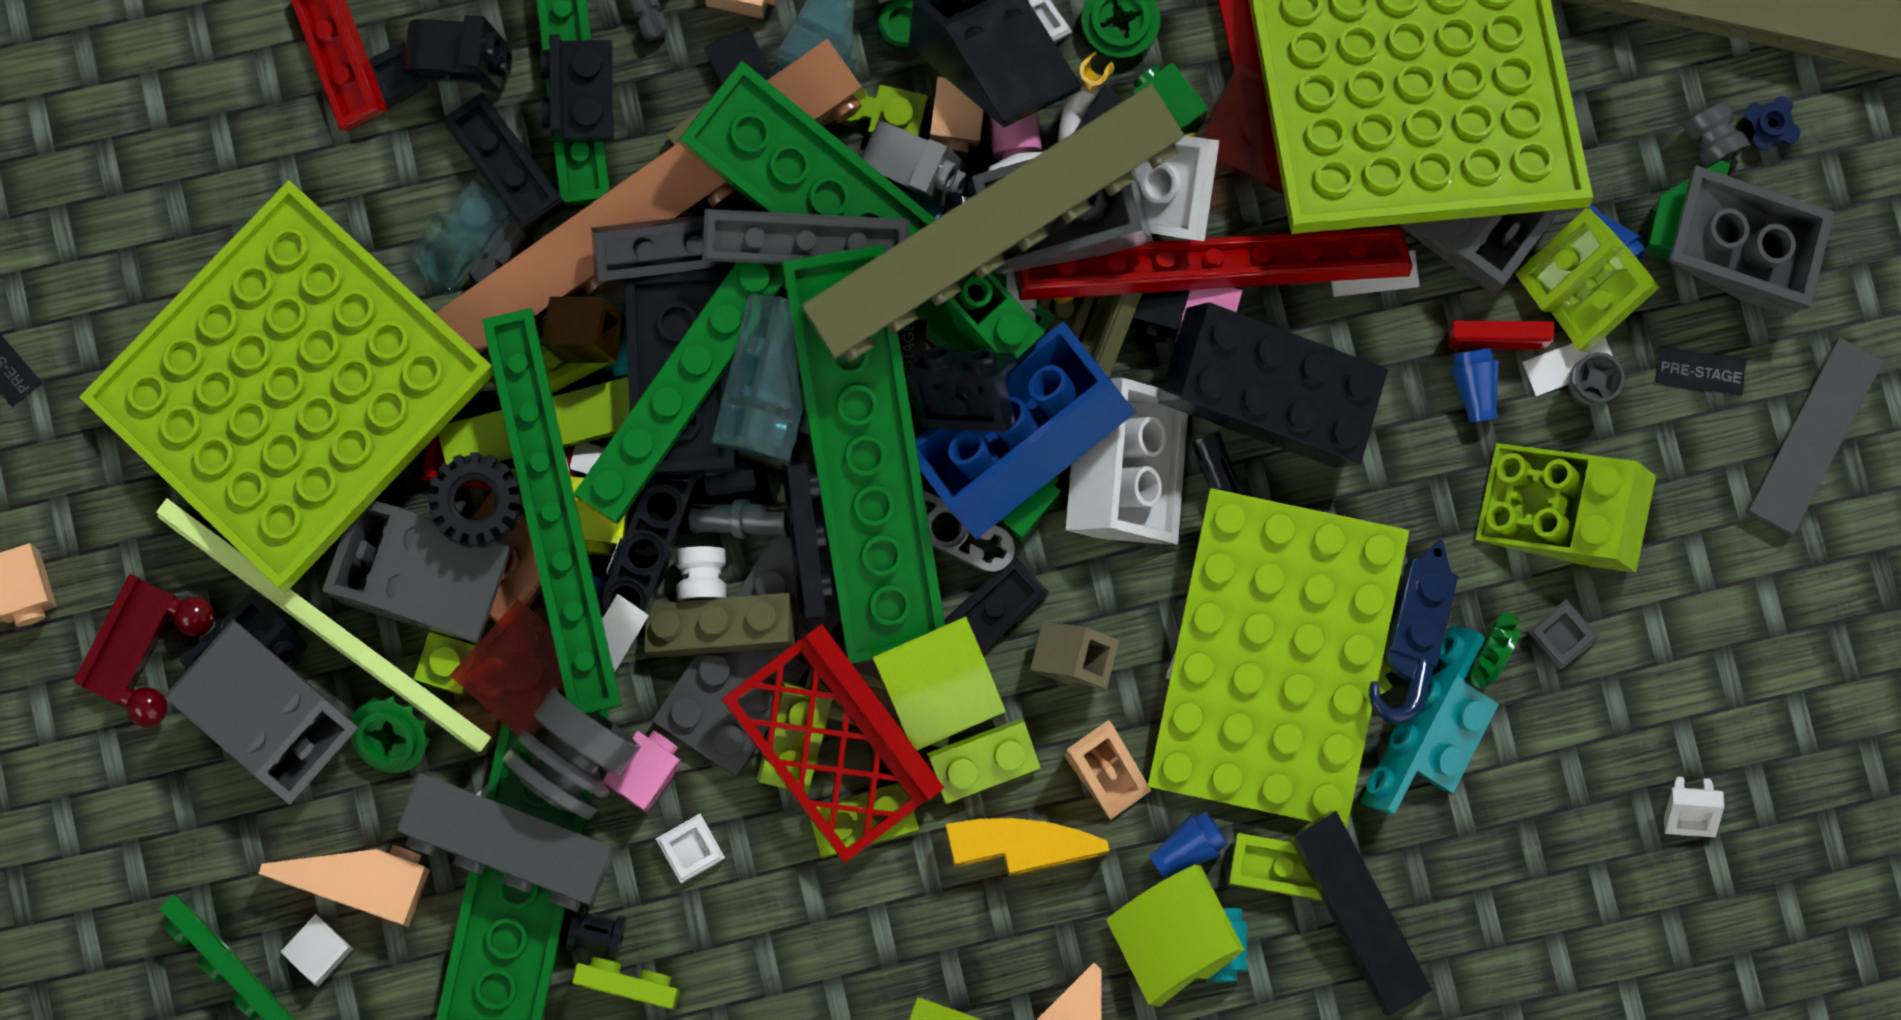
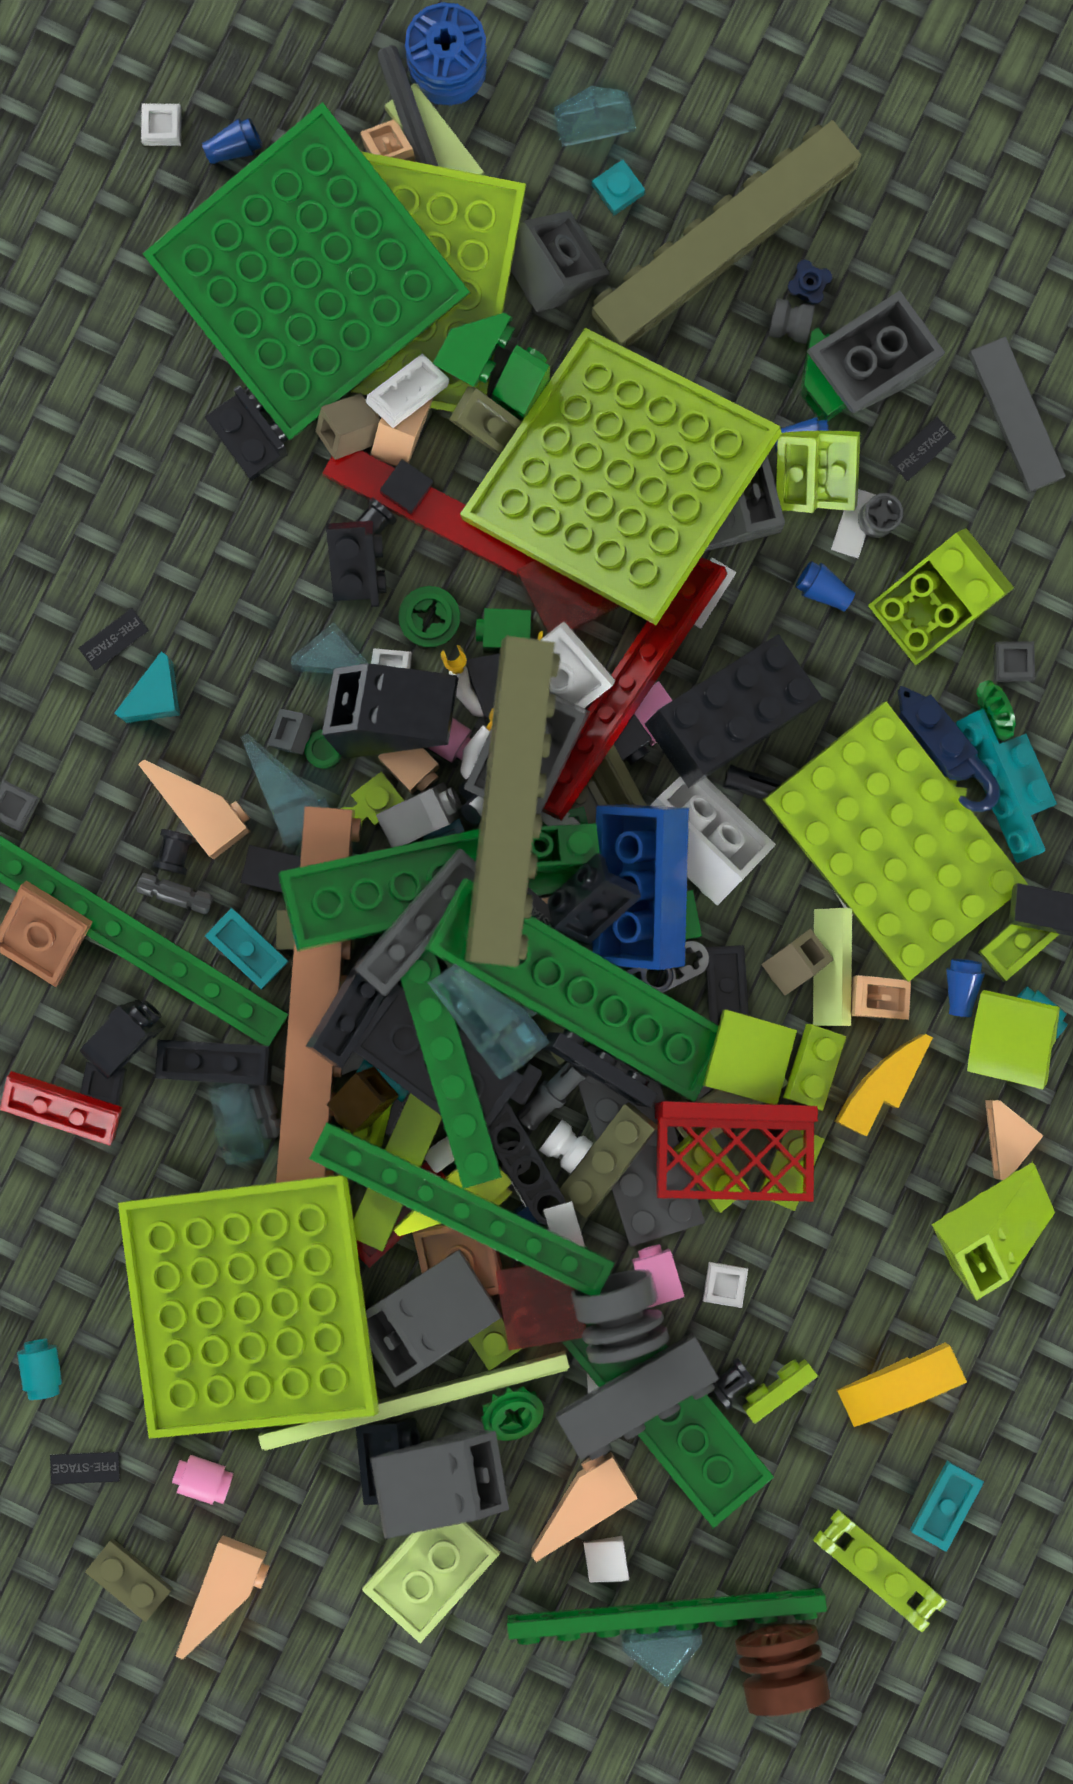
camera: 50 degrees left, 5 degrees up
(63, 237) = (39, 1369): none -> teal brick
(79, 483) = (202, 1480): none -> bright pink brick
(127, 640) = (324, 1527): dark red gear -> none
(163, 785) = (430, 1575): none -> yellowish green tile
(448, 483) = (416, 1276): black tyre -> none
(580, 90) = (208, 981): black bracket -> none
(643, 105) = (247, 948): none -> teal plate
(1089, 707) = (834, 981): none -> yellowish green tile
(1500, 335) = (808, 549): red tile -> none

